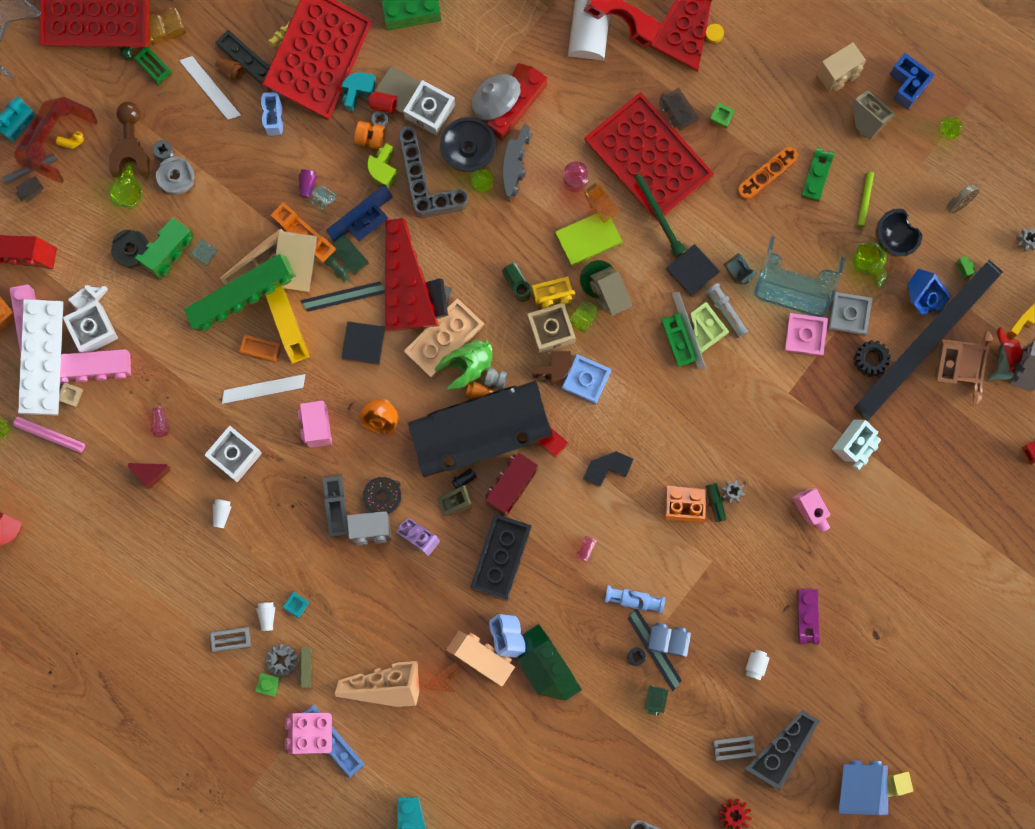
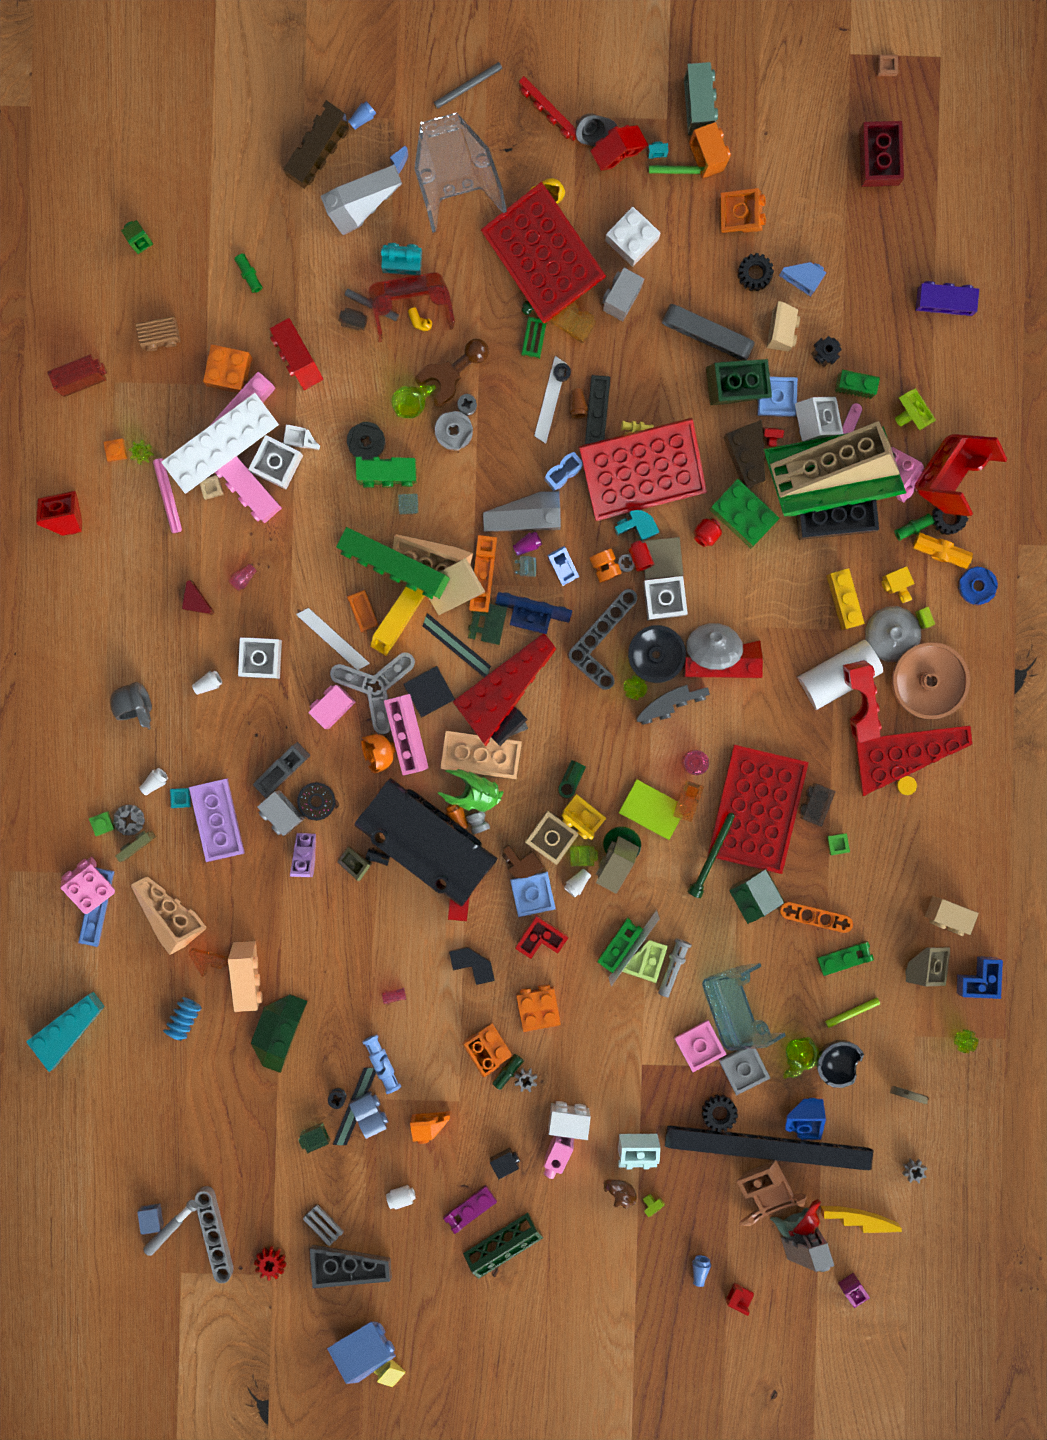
camera: 50 degrees right, 10 degrees up
(188, 585) = (132, 702): none -> dark grey piece
(200, 67) = (556, 371): none -> black bush
(217, 649) = (121, 784): light grey tile -> none
(287, 159) = (530, 513): none -> light grey wedge
(327, 368) = (386, 677): none -> light grey piece
(336, 587) = (216, 820): none -> lavender plate
(343, 166) = (563, 565): none -> slope
(379, 170) = (581, 596): lime brick -> none
(382, 383) = (406, 734): none -> bright pink brick
(403, 41) = (707, 532): none -> red head
(477, 736) = (184, 1018): none -> dark azure piece
(501, 557) = (335, 935): black brick -> none
(507, 635) = (276, 986): light blue brick -> none
(511, 484) = (398, 900): dark red brick -> none
(603, 337) = (577, 883): none -> white cone
(620, 394) = (538, 933): none -> red brick
(681, 440) = (538, 1008): none -> orange plate
(692, 270) = (687, 914): black tile -> none
(713, 598) = (427, 1125): none -> orange slope
(717, 204) = (756, 896): none -> slope
(739, 269) = (714, 954): pearl dark grey bracket -> none
(789, 481) = (569, 1120): none -> white brick
(789, 558) = (505, 1163): none -> black brick
(861, 610) = (507, 1250): none -> dark green fence
(880, 480) = (622, 1192): none -> reddish brown hair
(910, 464) = (653, 1206): none -> lime tile
(965, 267) = (852, 1136): bright green plate -> none
(991, 465) = (701, 1268): none -> medium blue cone

